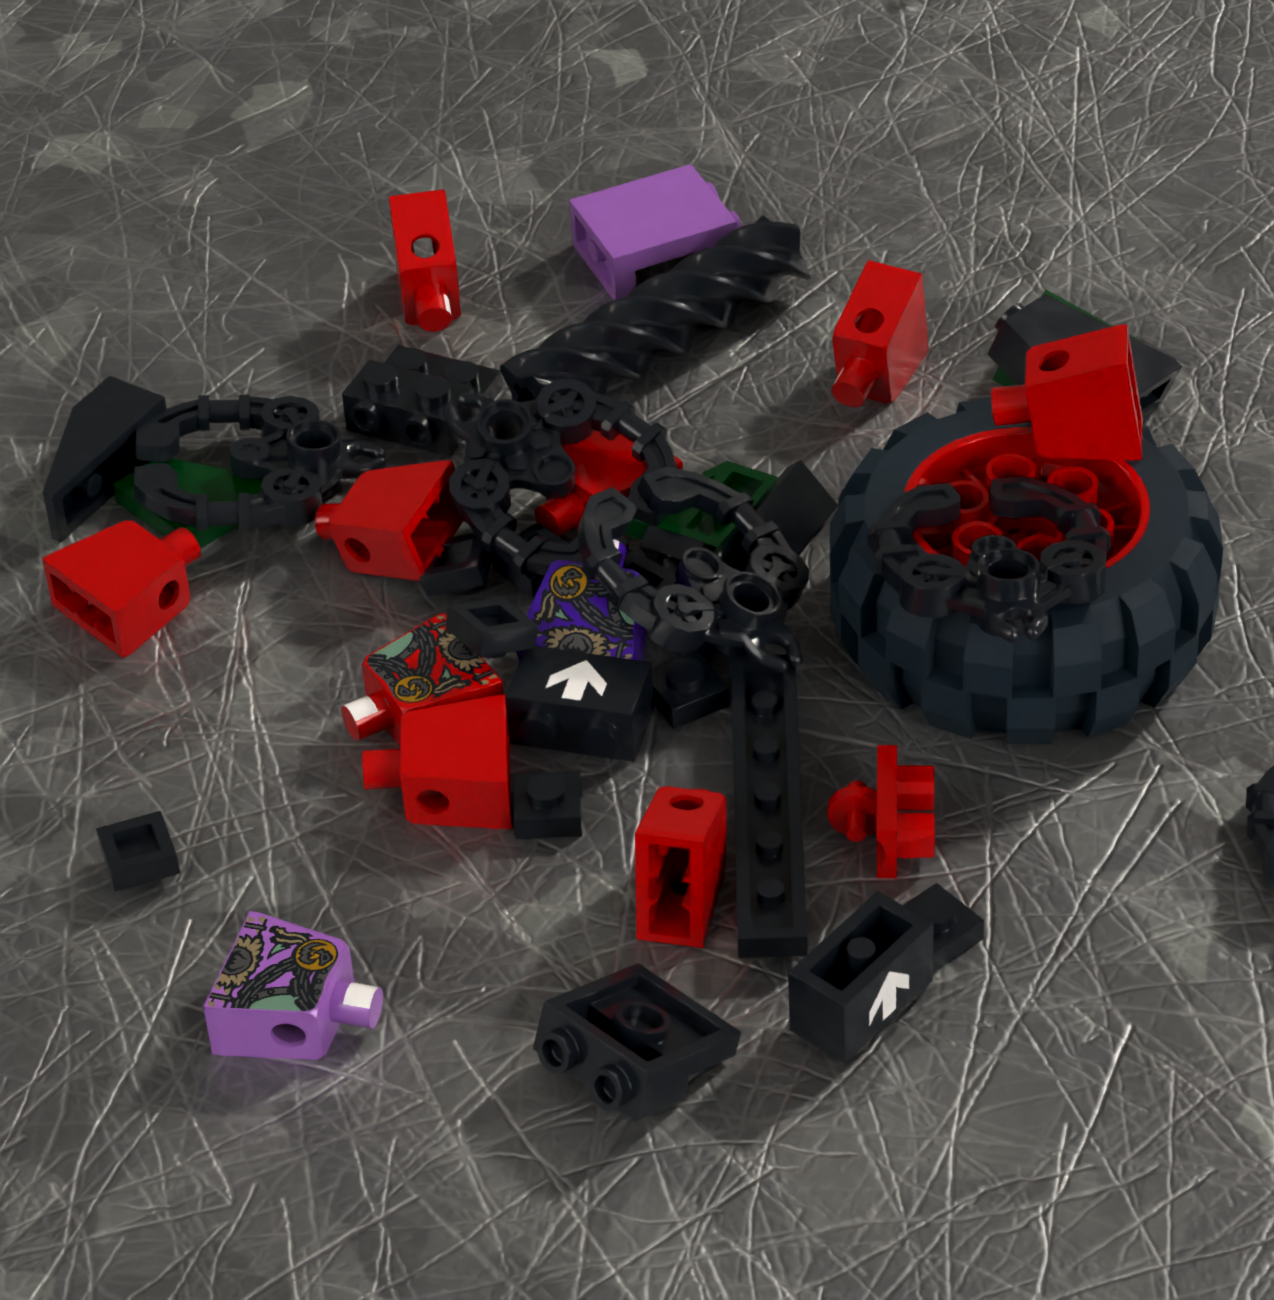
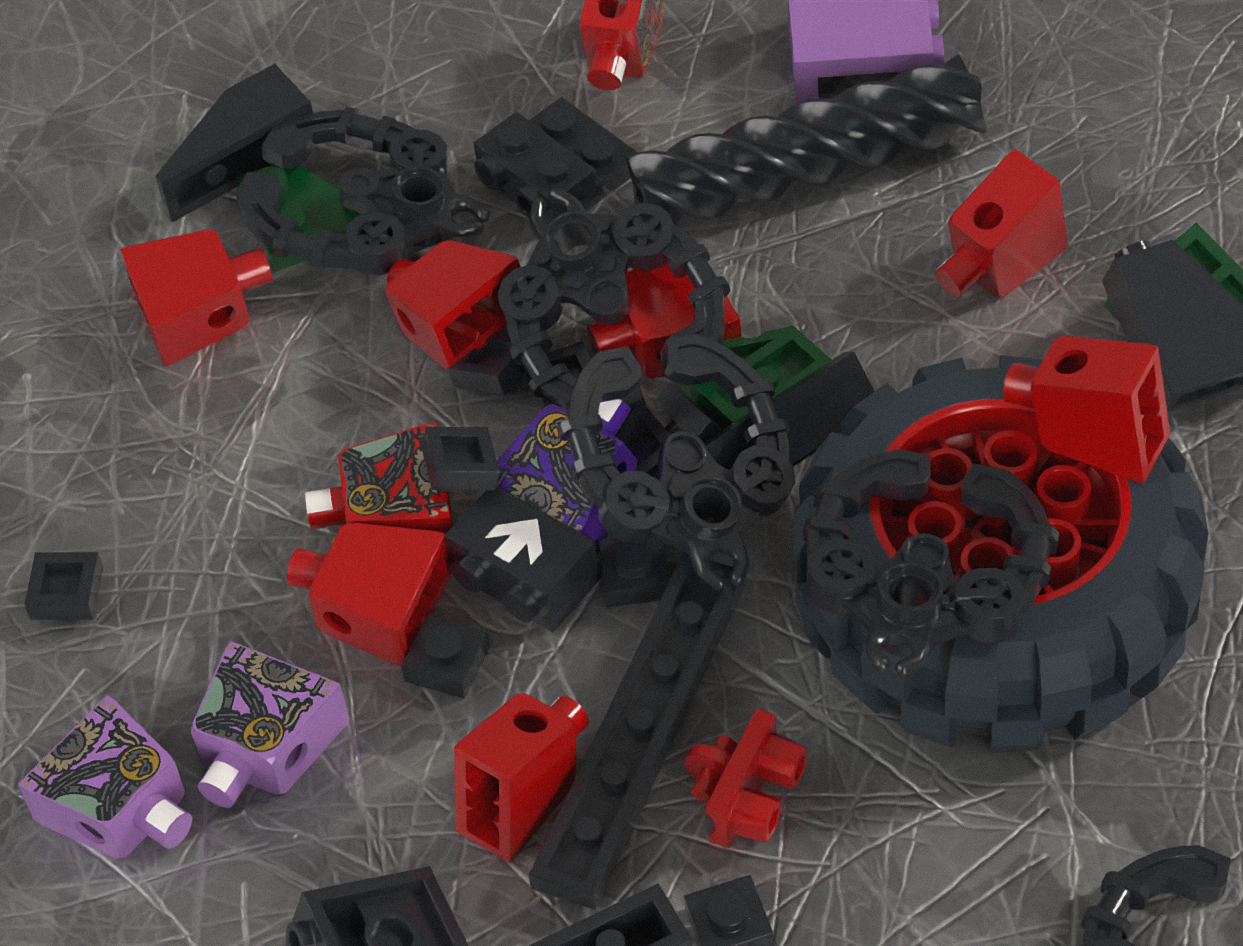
camera: 25 degrees right, 10 degrees up
(409, 899) = (263, 724): none -> torso

